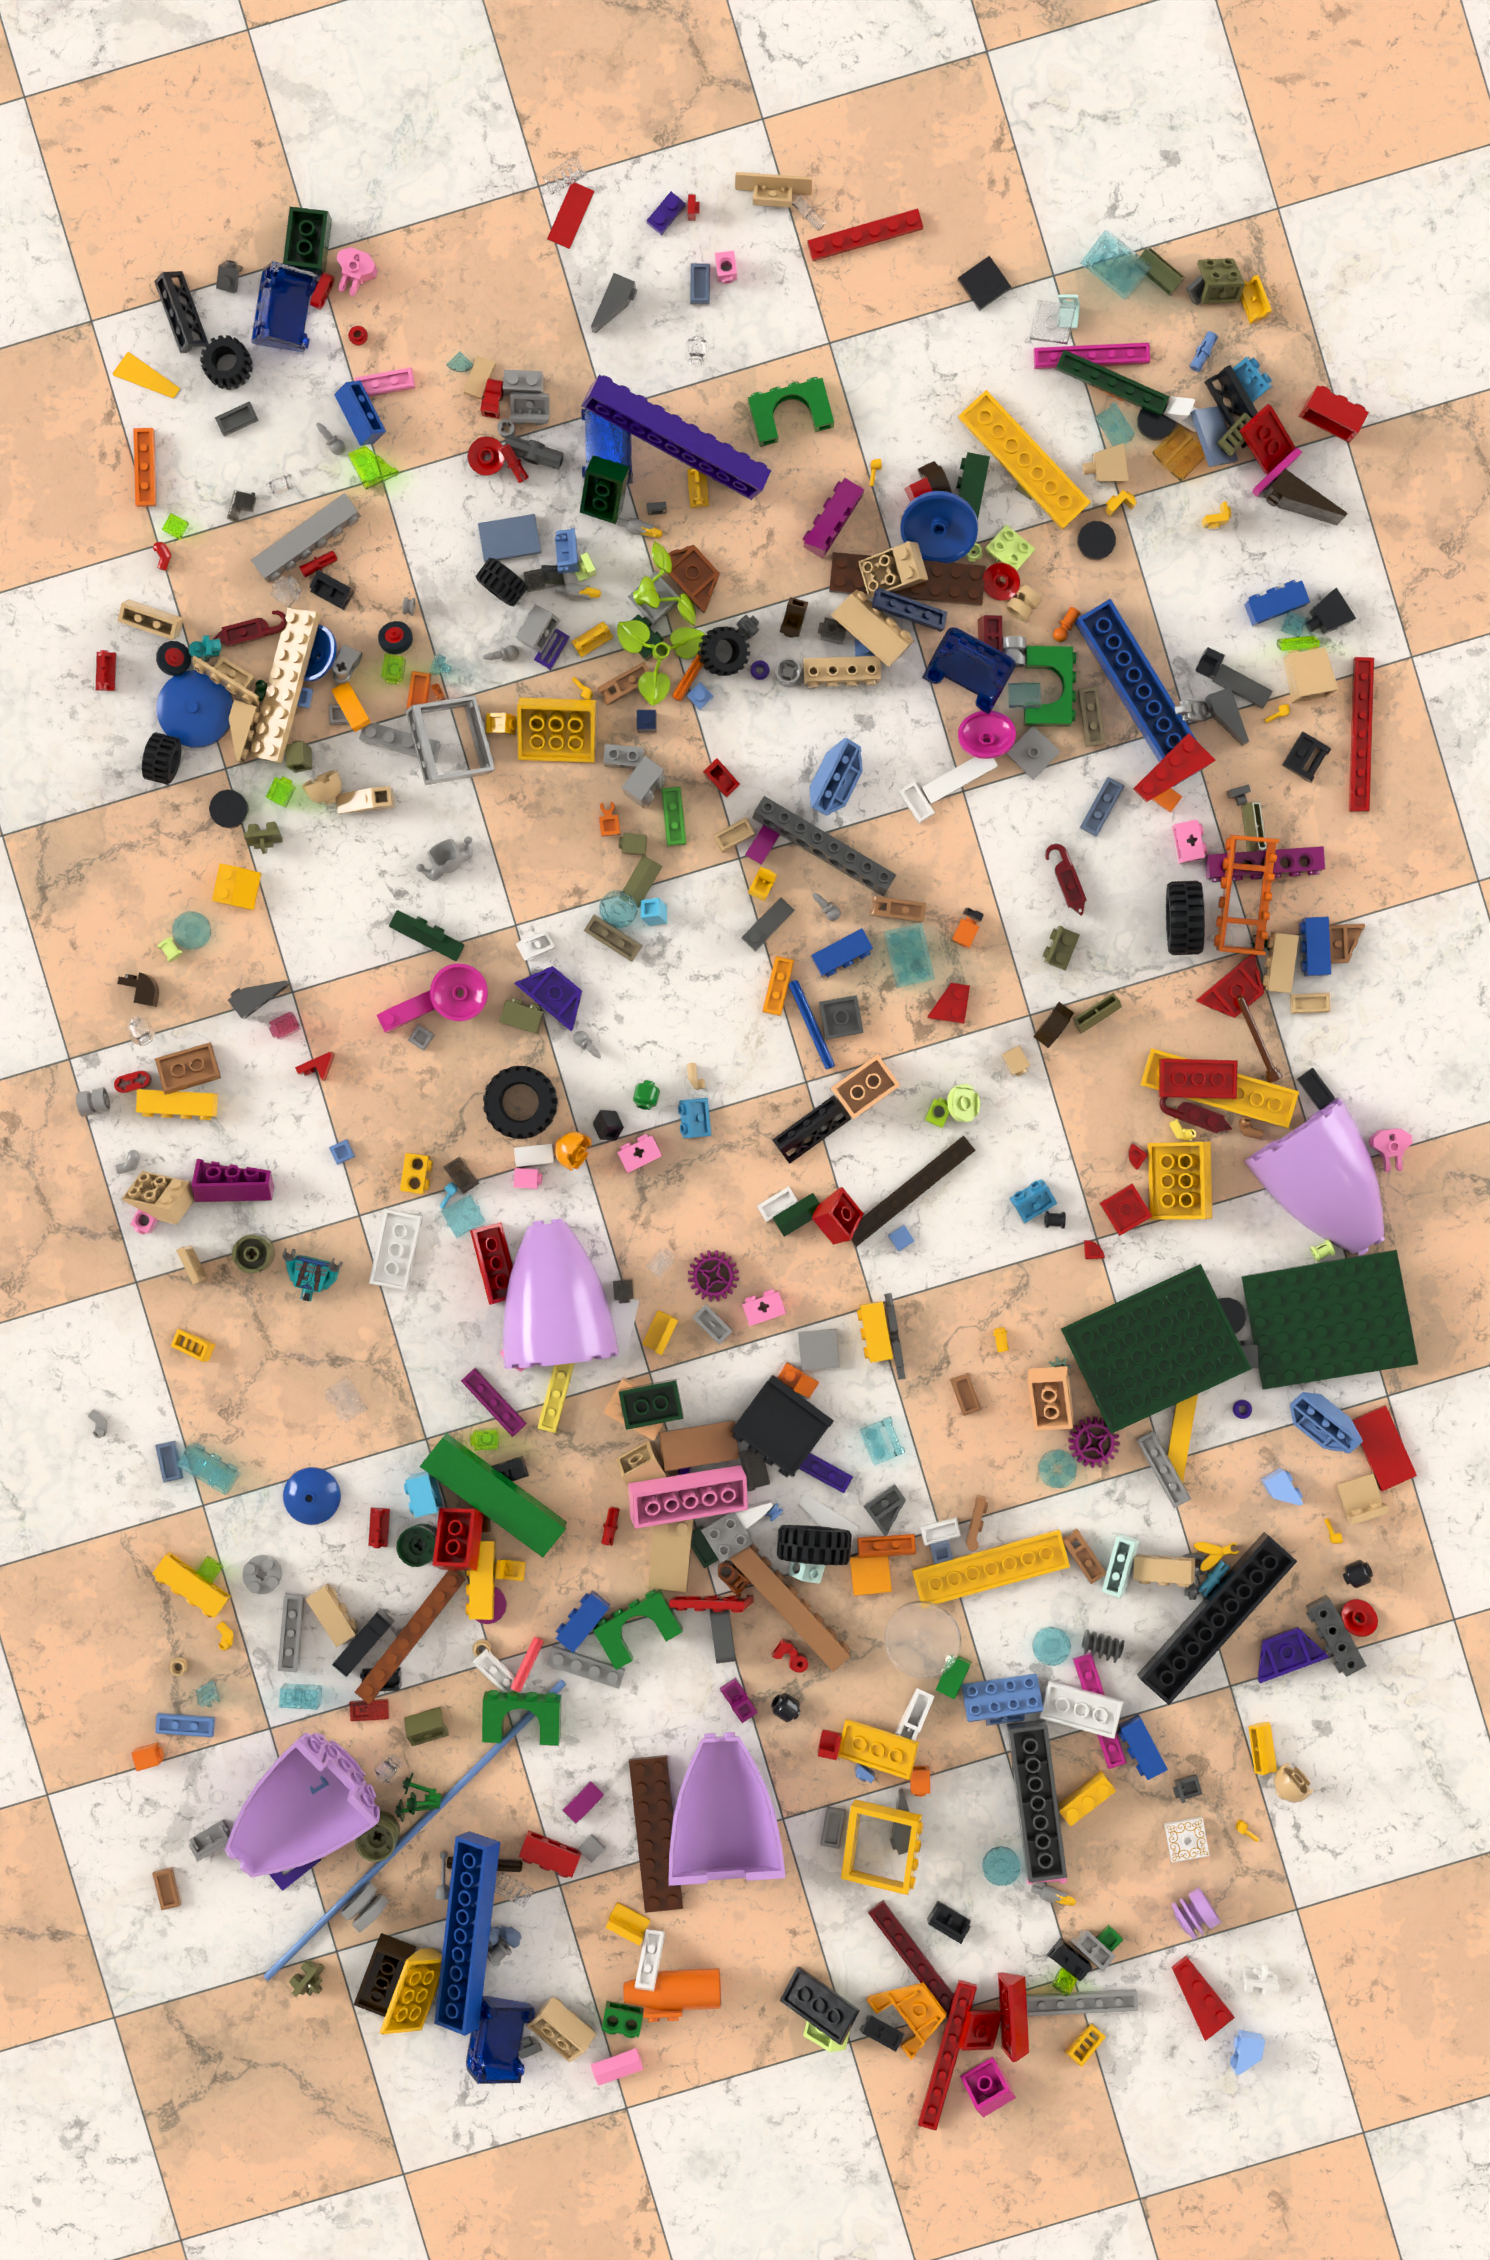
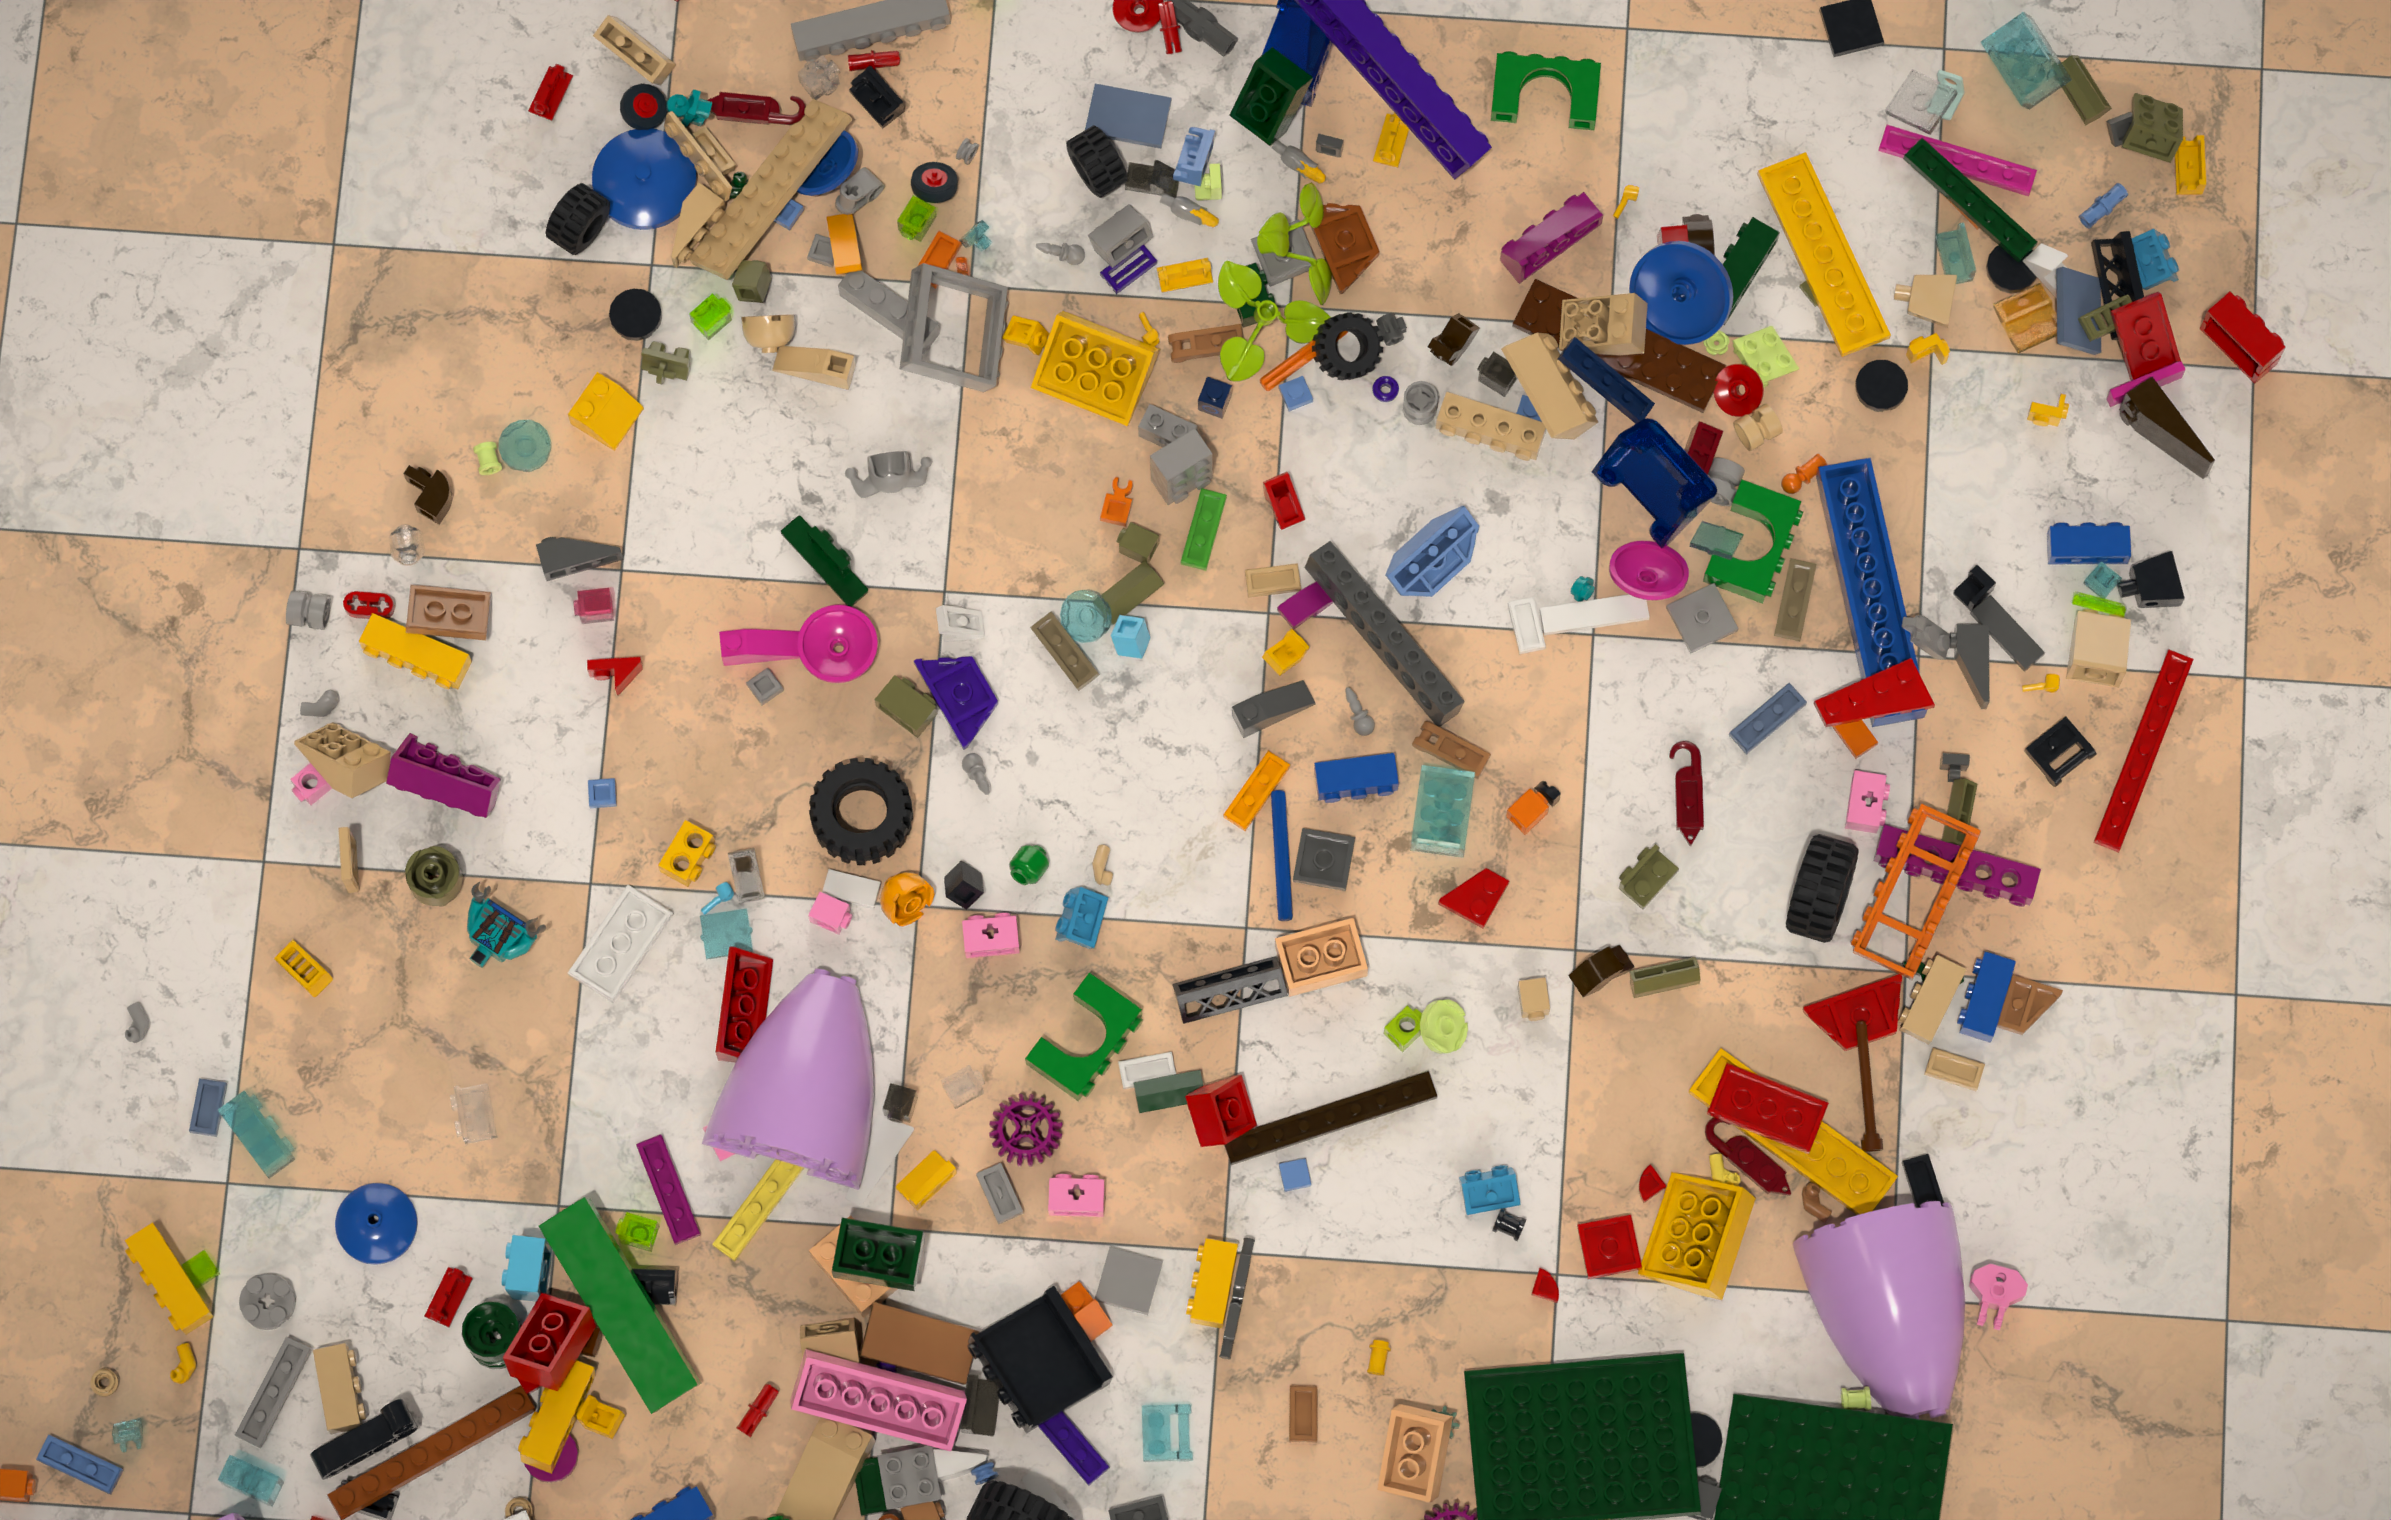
camera: 20 degrees right, 15 degrees down
(732, 1226) = (1077, 1074): none -> green arch
(945, 763) = (1582, 588): none -> teal plate

